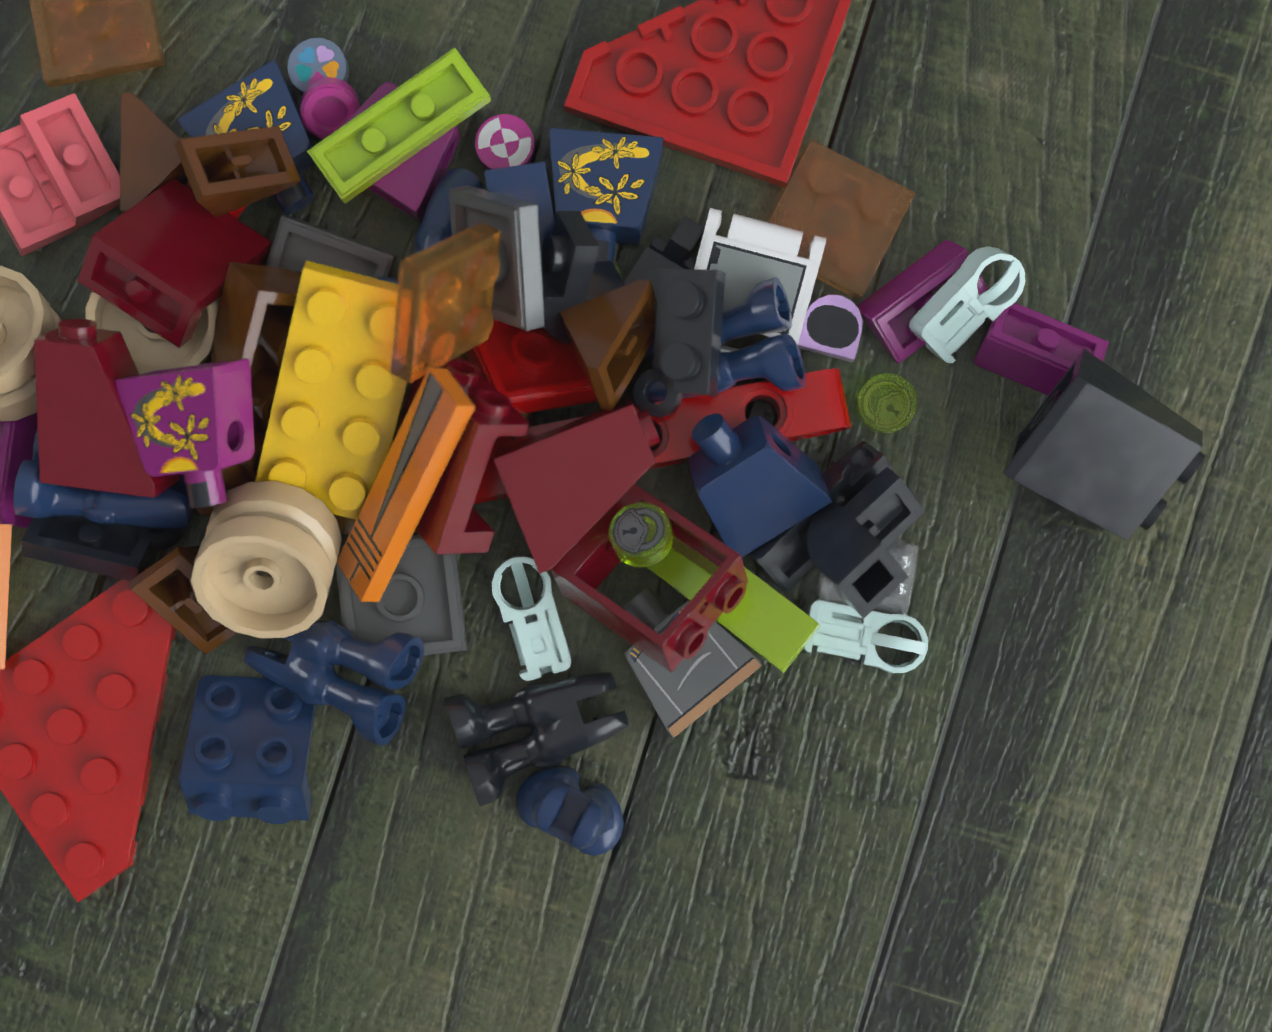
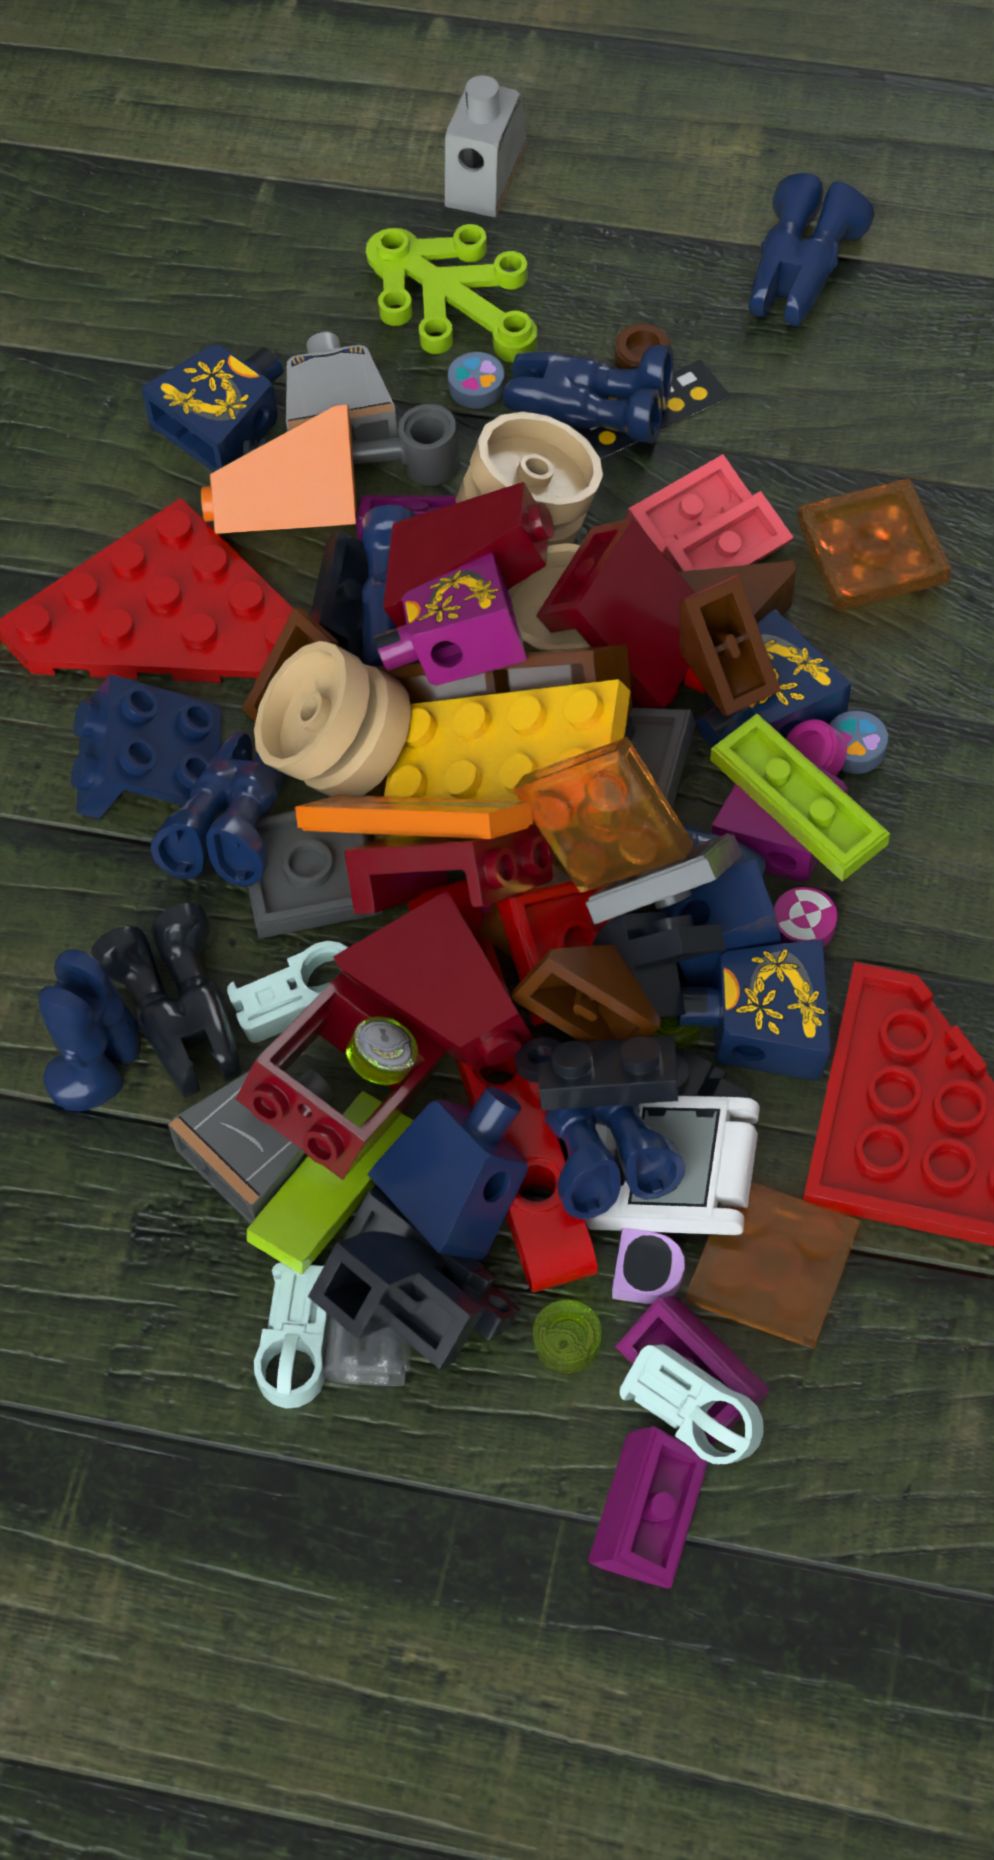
camera: 90 degrees right, 25 degrees down
(1105, 448) = (531, 1554): black slope -> none

